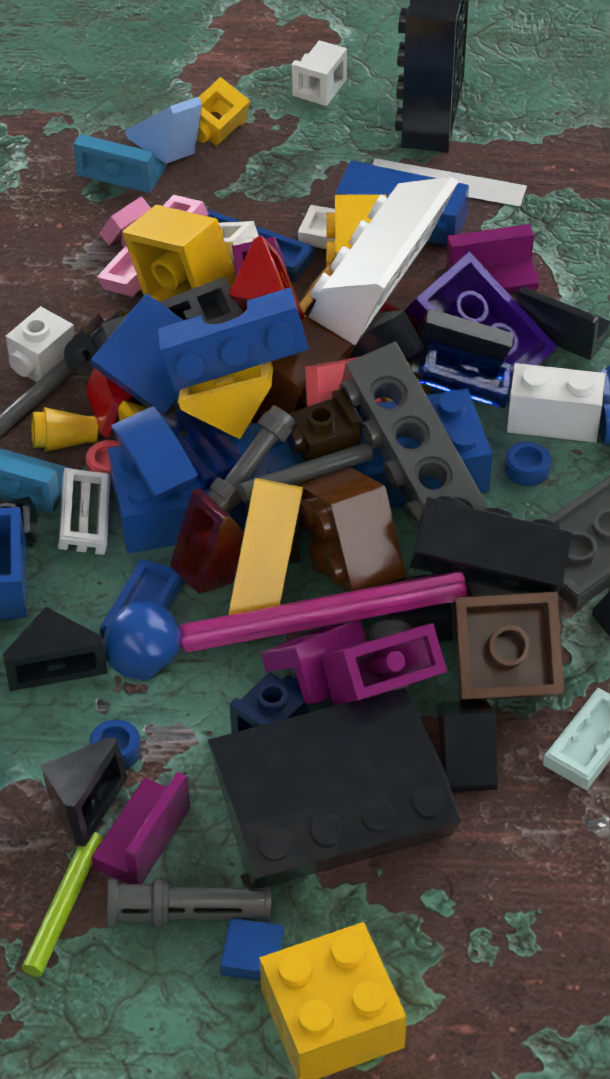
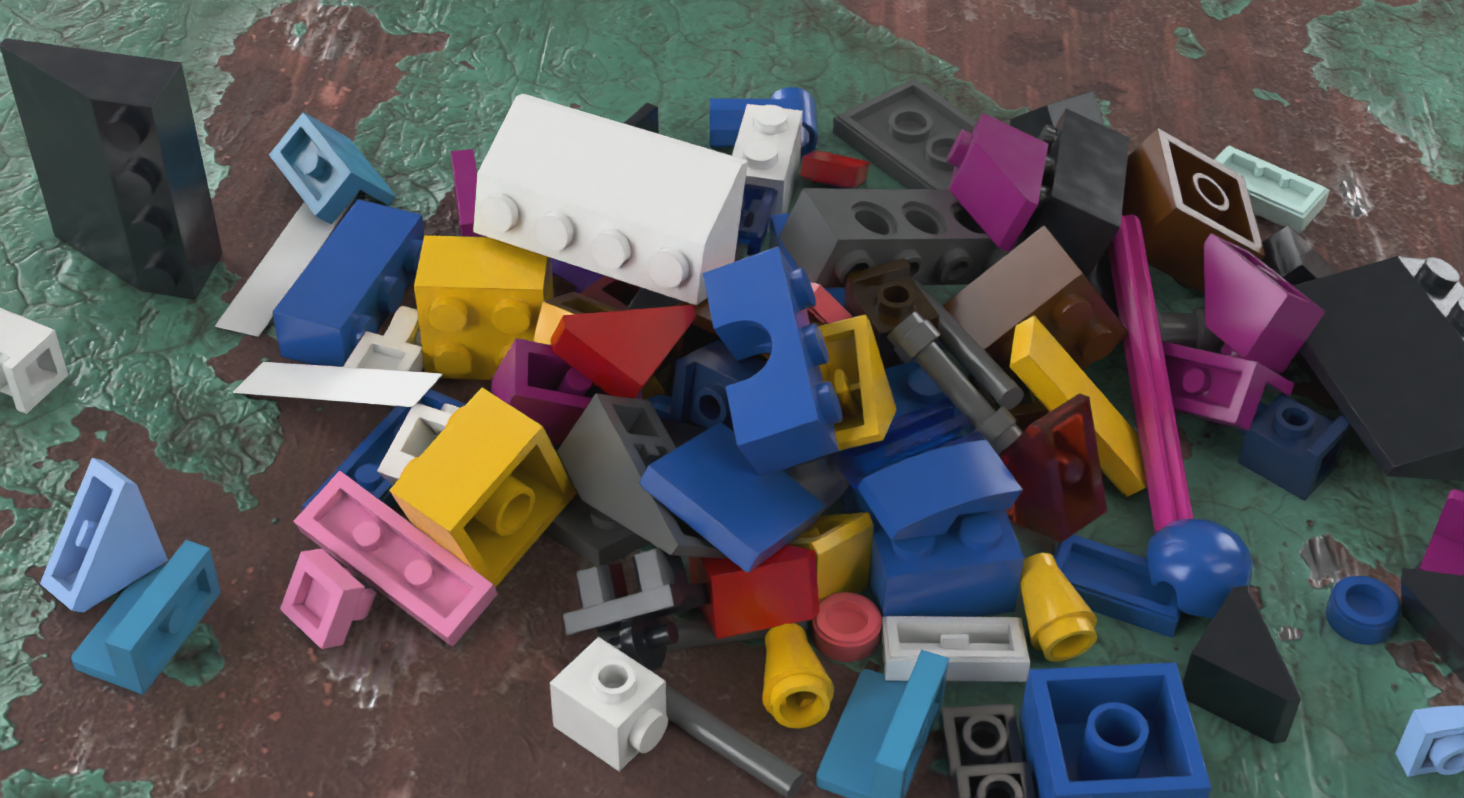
camera: 90 degrees left, 5 degrees down
(105, 555) = (1054, 610): none -> yellow cone
(221, 112) = (58, 481): yellow brick -> none
(294, 201) = (338, 383): none -> white sticker
(470, 472) = (998, 177): none -> magenta slope
(531, 184) = (326, 168): none -> dark azure panel
(572, 450) = (834, 169): none -> red tile

